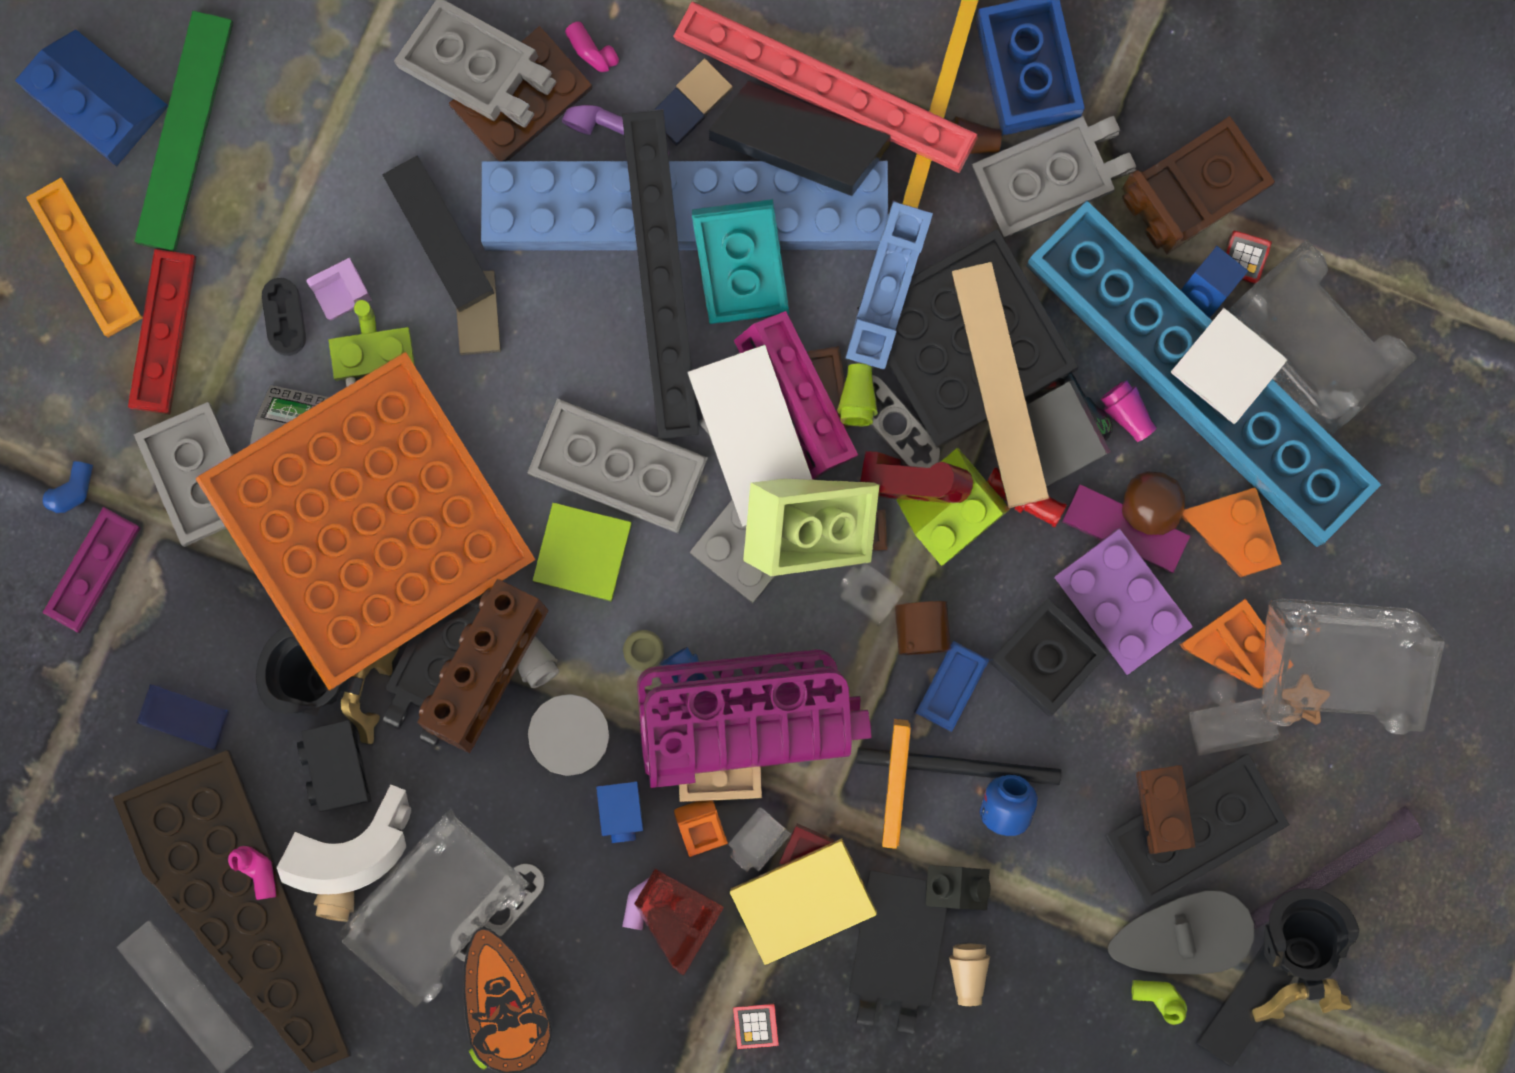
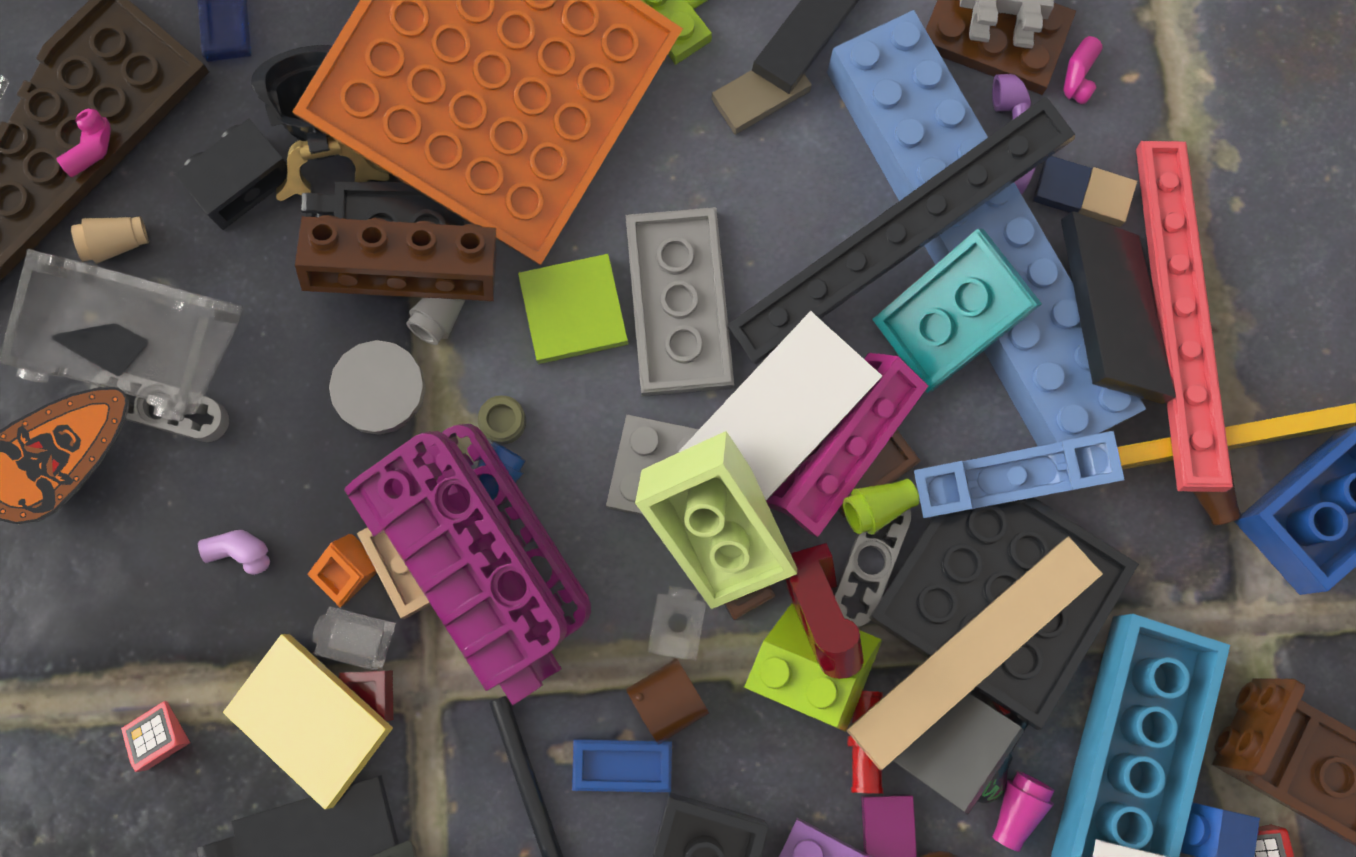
camera: 65 degrees right, 5 degrees down
(351, 864) = (139, 235): white arch -> none
(430, 930) = (104, 345): none -> black sticker
(620, 811) = (317, 476): blue brick -> none
(676, 917) = (230, 591): clear red wing -> none
(896, 783) = (481, 758): light orange tile -> none
(1050, 174) = (1226, 593): light grey tile -> none

